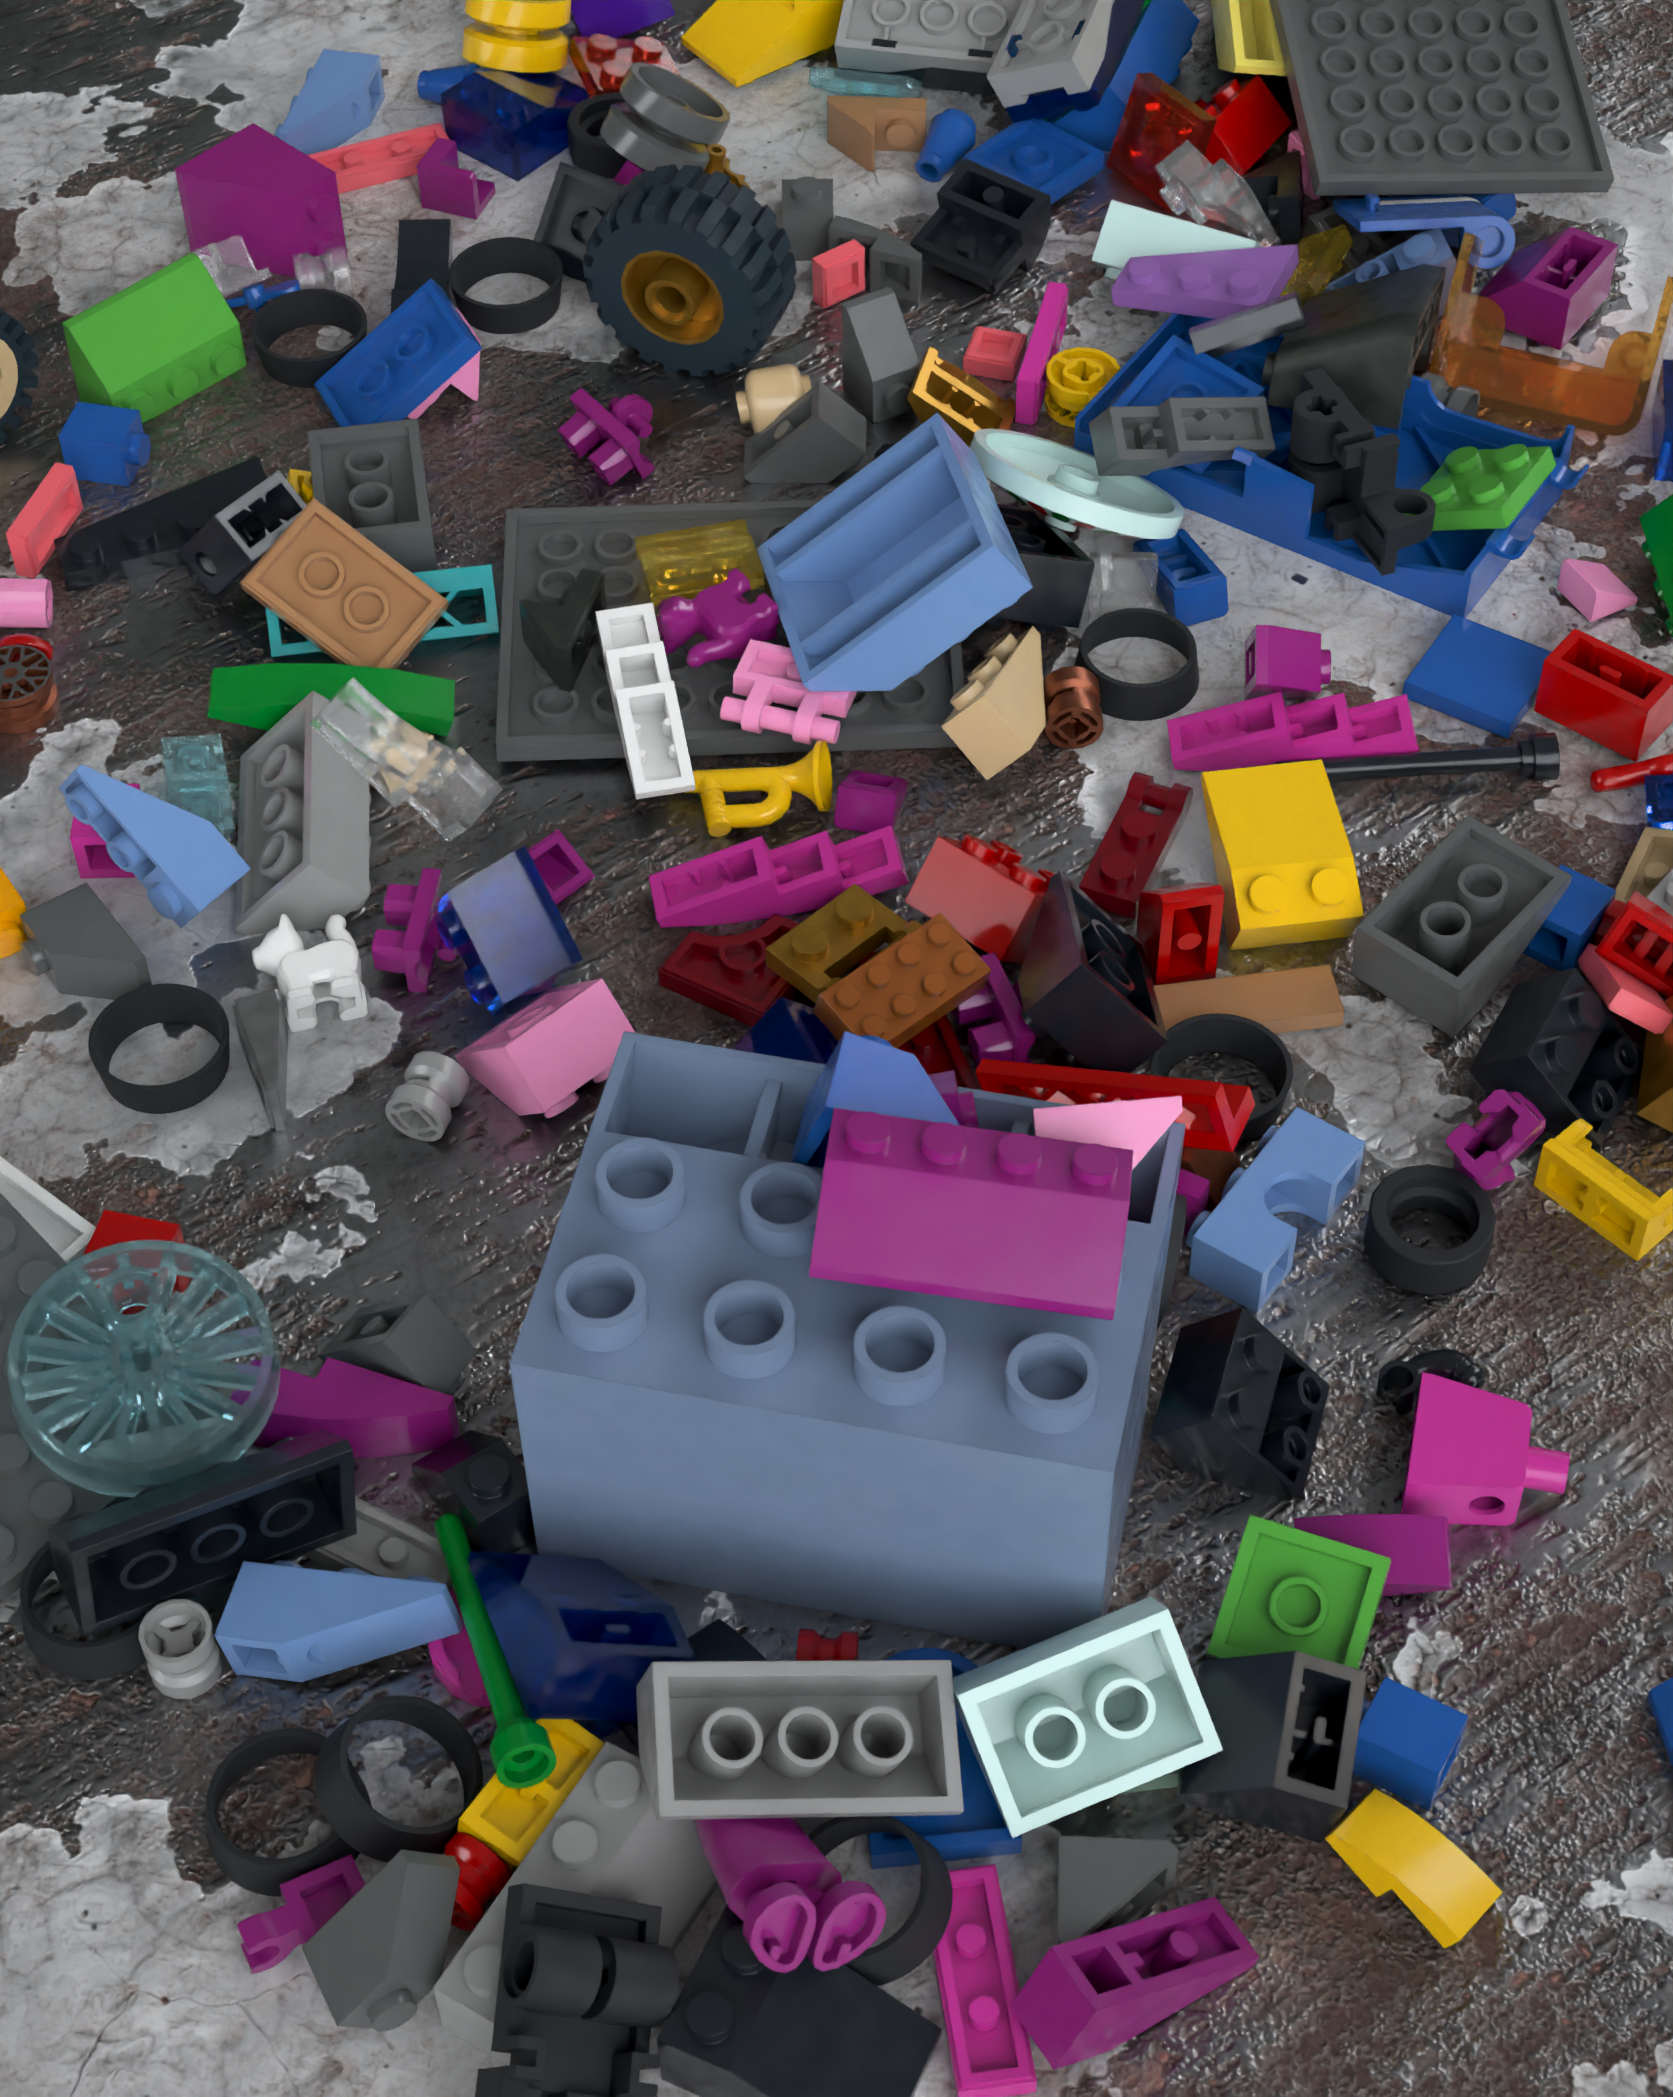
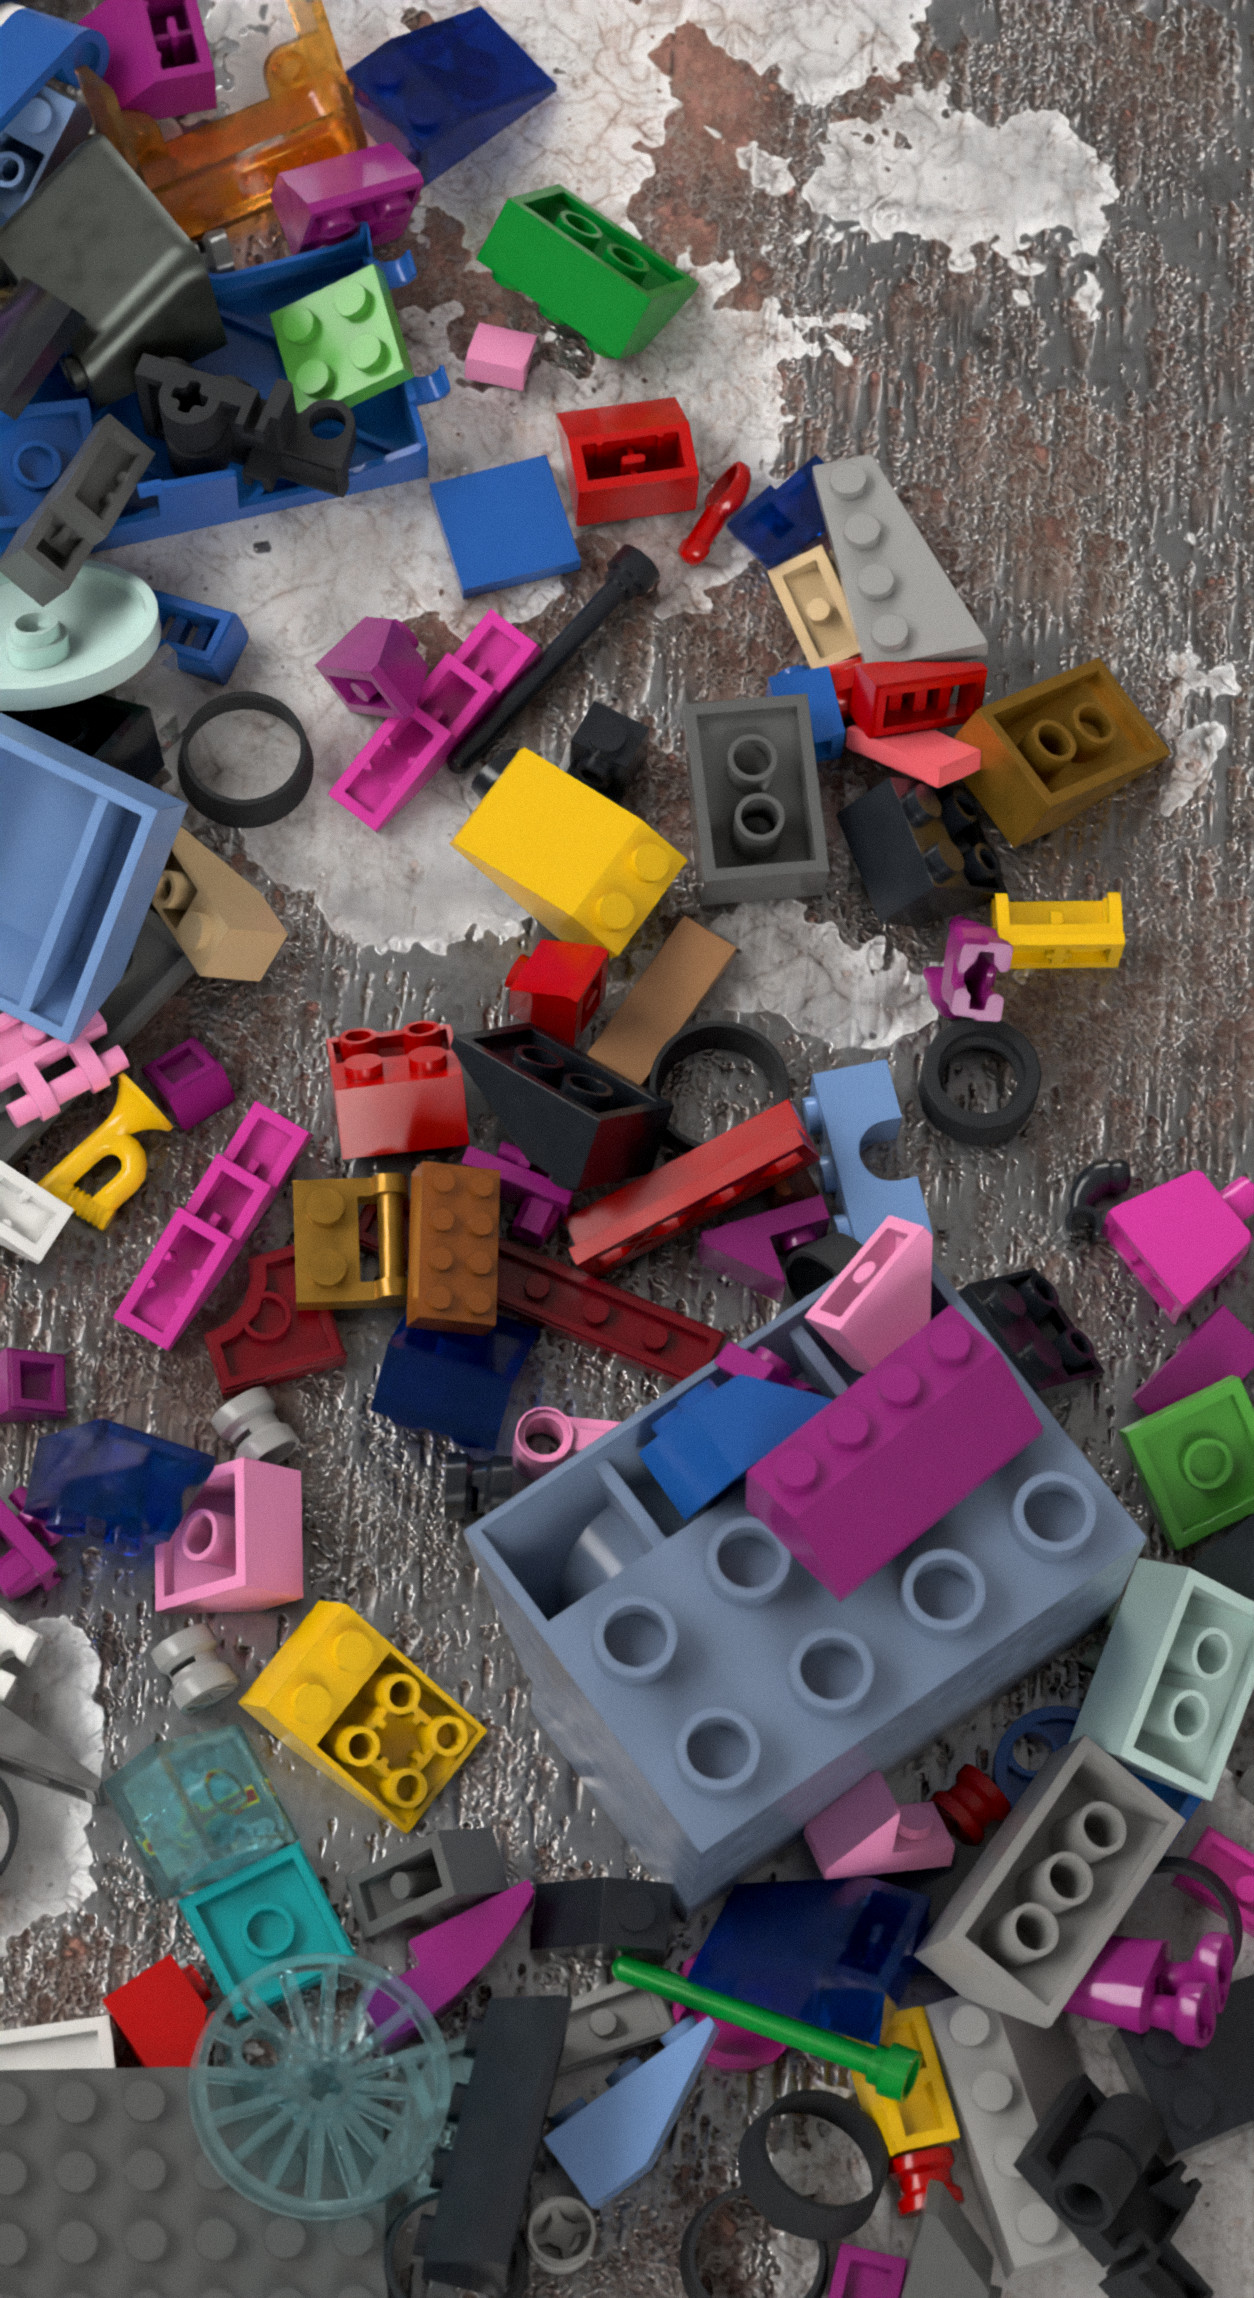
camera: 55 degrees left, 20 degrees up
(289, 1272) = (261, 1918): none -> teal plate
(321, 1175) = (199, 1809): none -> clear light blue slope
(489, 1213) = (363, 1714): none -> yellow slope
(650, 997) = (254, 1428): none -> light grey wheel
(711, 1593) = (873, 1835): none -> bright pink slope
(1072, 707) = (253, 851): copper wheel -> none
(1136, 844) = (430, 936): dark red plate -> none
(1389, 832) = (608, 751): none -> black brick
(1604, 426) = (331, 198): none -> magenta slope

